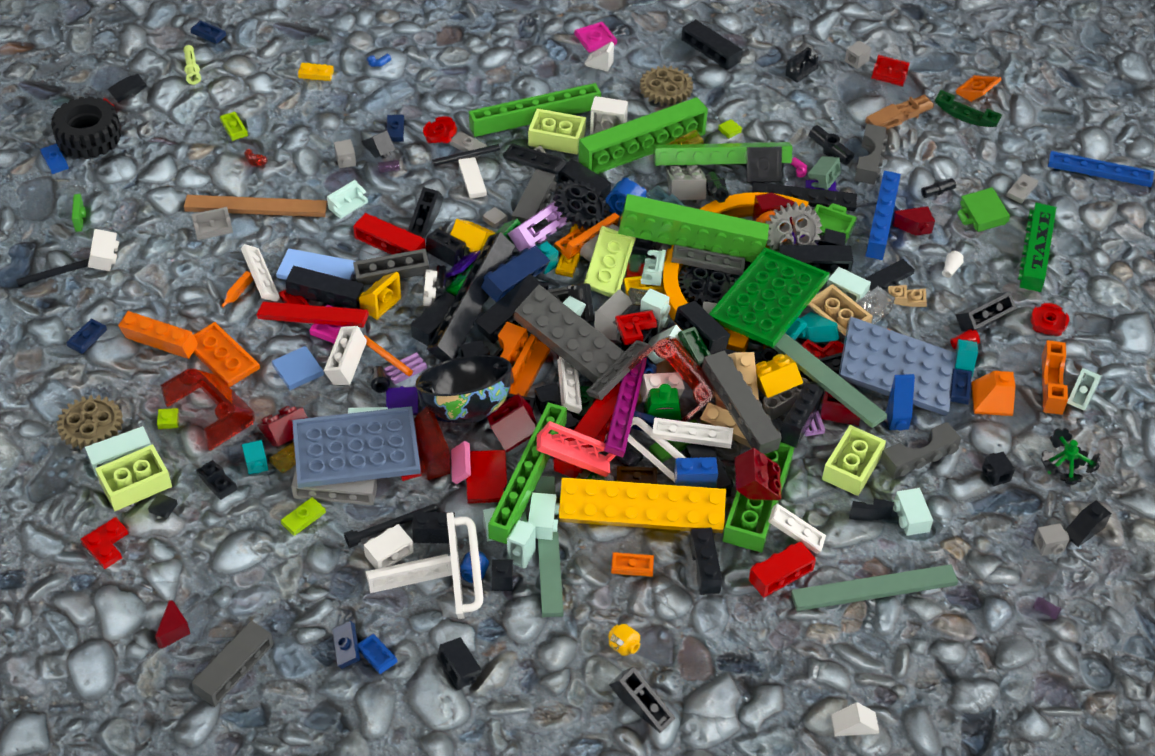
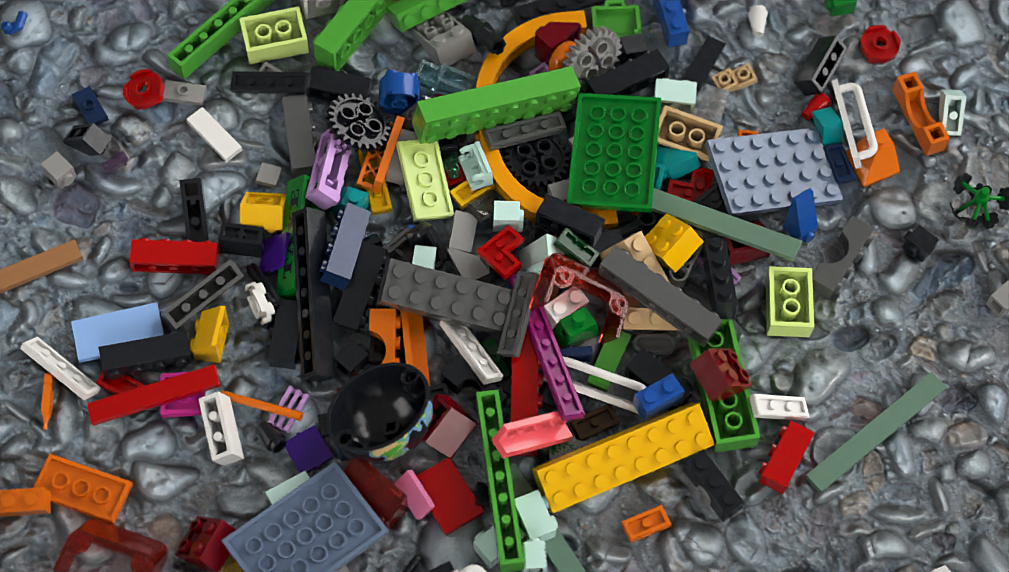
camera: 30 degrees left, 15 degrees up
(297, 368) = (174, 465): medium blue tile -> none
(347, 199) = (97, 228): light aqua hinge -> none
(472, 153) = (191, 109): black bar -> none
(692, 433) = (627, 351): white fence -> none
(878, 510) = (835, 346): black slope -> none
(912, 511) = (869, 331): light aqua brick -> none
(983, 355) = (857, 156): none -> white piece

